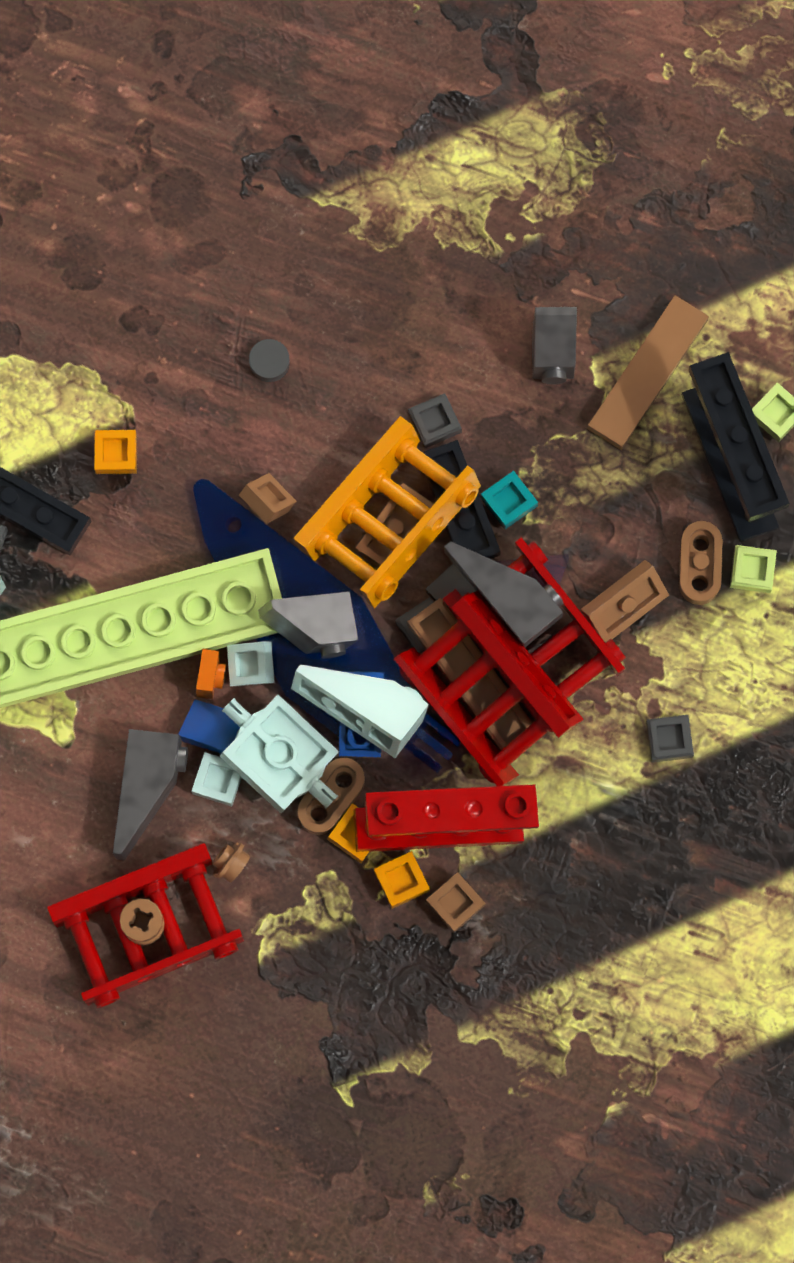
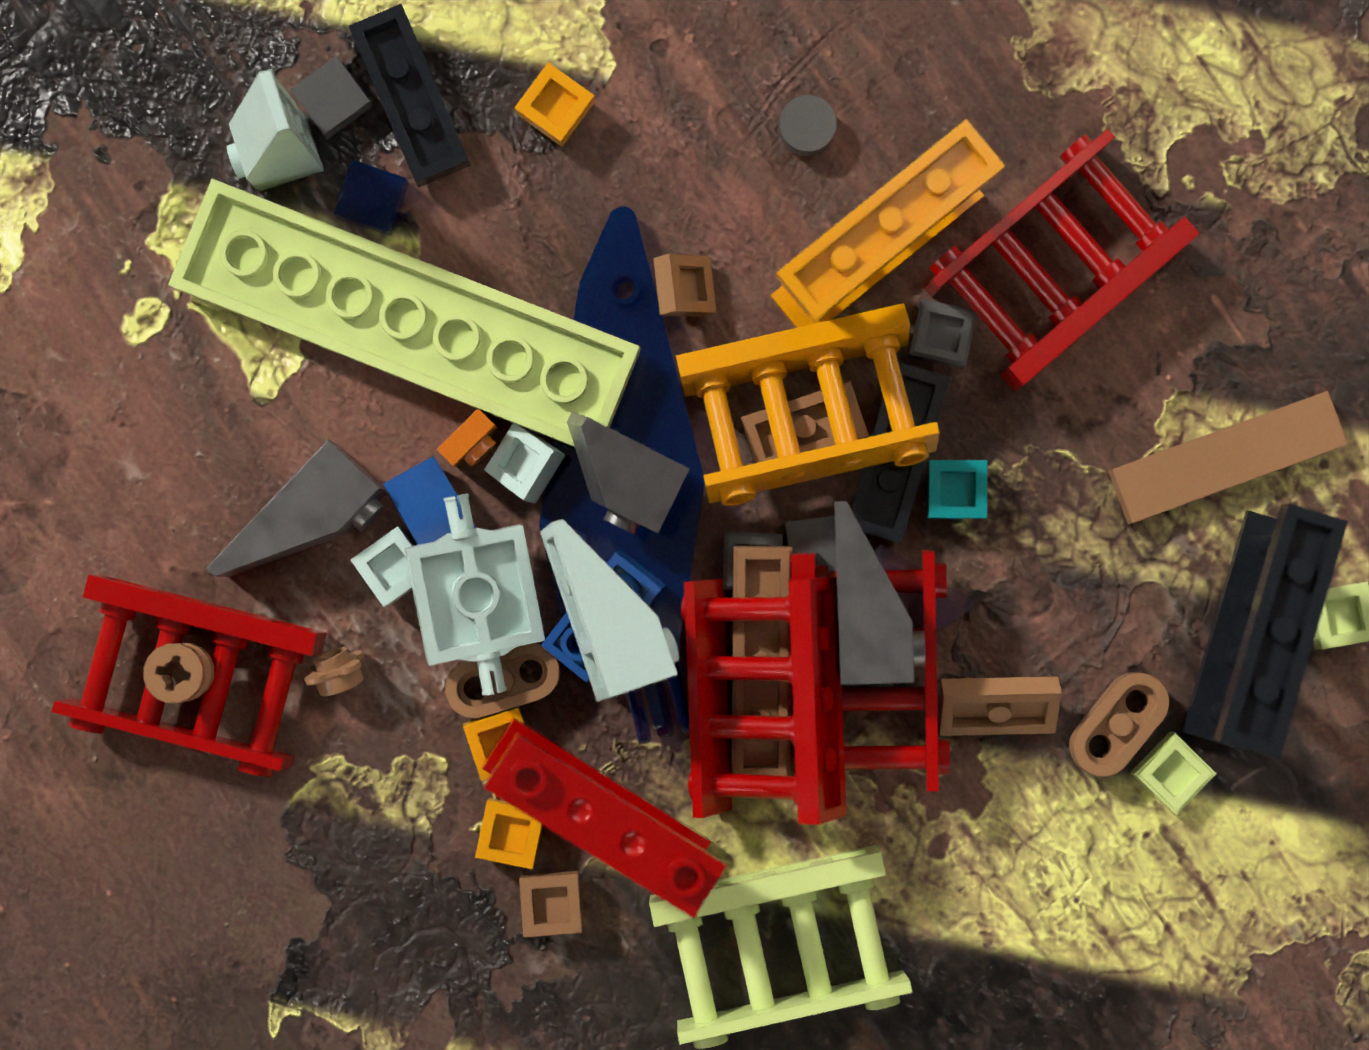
camera: 35 degrees right, 10 degrees up
(47, 581) = (371, 197): none -> clear blue plate
(359, 382) = (887, 228): none -> light orange fence
(498, 357) = (1111, 278): none -> red fence
(554, 344) = (1146, 348): flat silver slope -> none
(563, 820) = (797, 888): none -> yellowish green fence
(669, 738) = (931, 895): dark grey tile -> none

